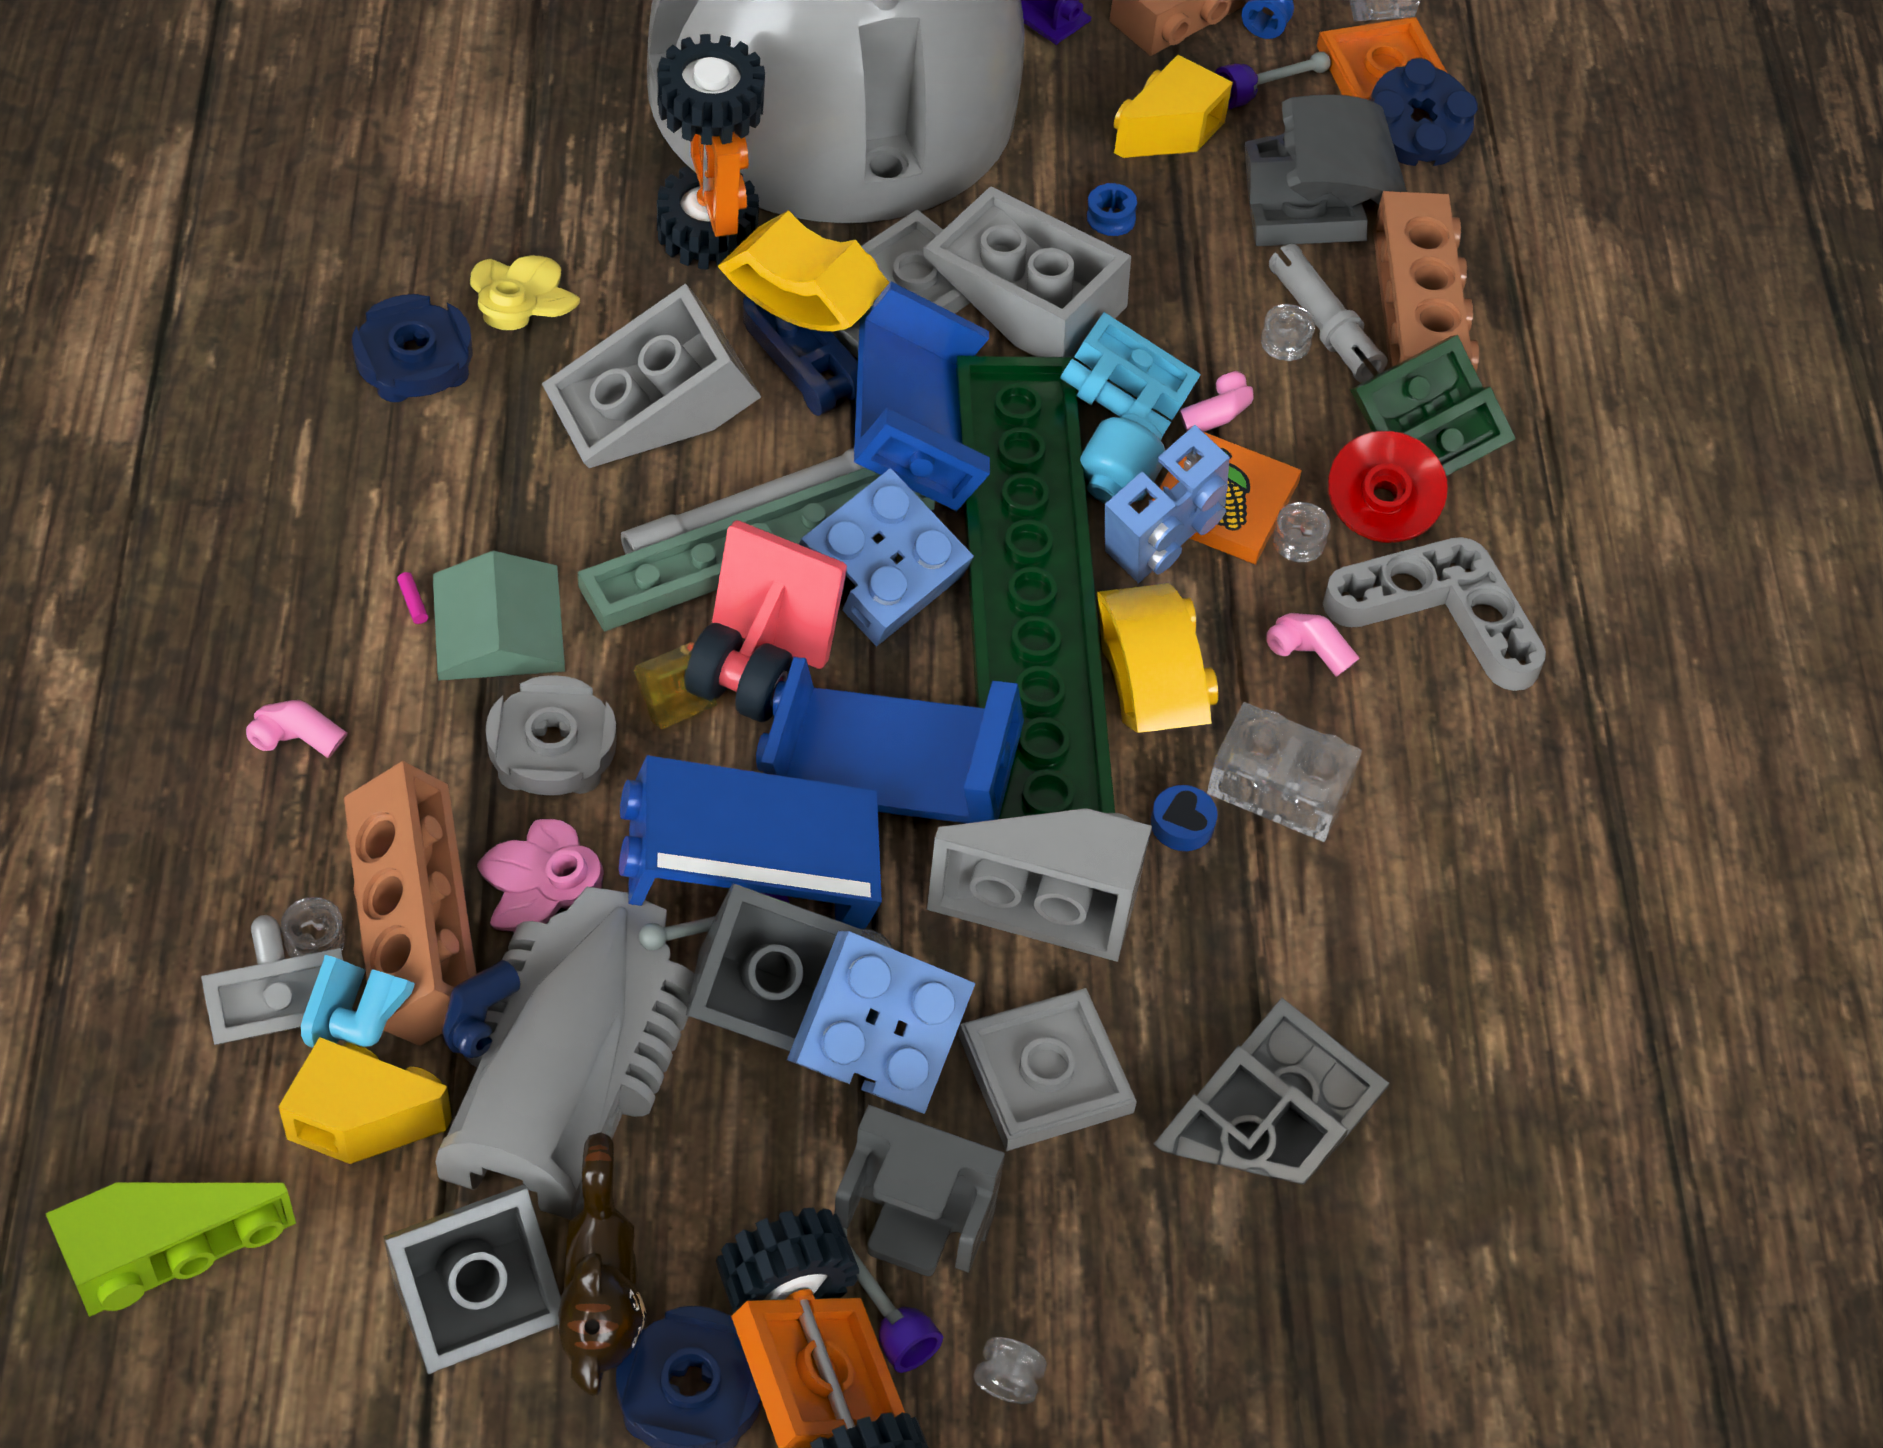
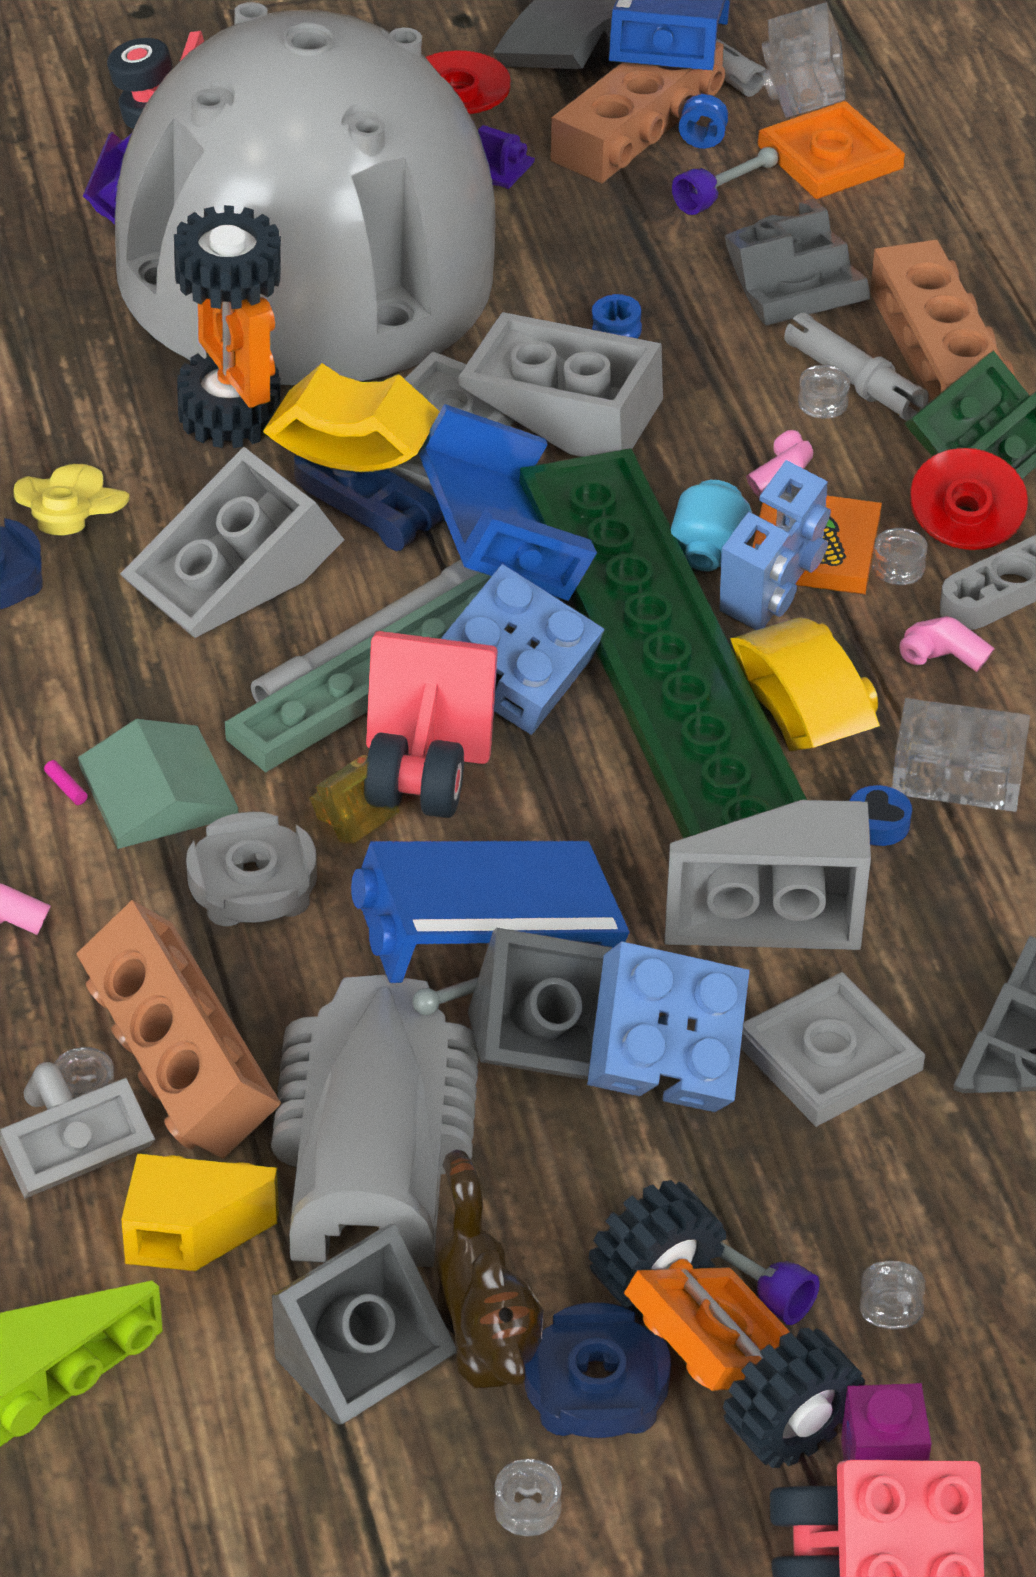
camera: 10 degrees left, 10 degrees down
(331, 1004) = (136, 1113): medium azure piece -> none
(468, 1006) = (274, 1089): dark blue arm -> none
(536, 873) = (284, 986): bright pink plate -> none
(915, 753) = (620, 806): blue panel -> none
(926, 1187) = (759, 1155): dark grey panel -> none
(1134, 365) = (689, 449): medium azure plate -> none
(1173, 111) = (646, 222): yellow slope -> none
(1340, 148) = (821, 218): dark grey slope -> none
(1439, 95) = (884, 158): dark blue plate -> none

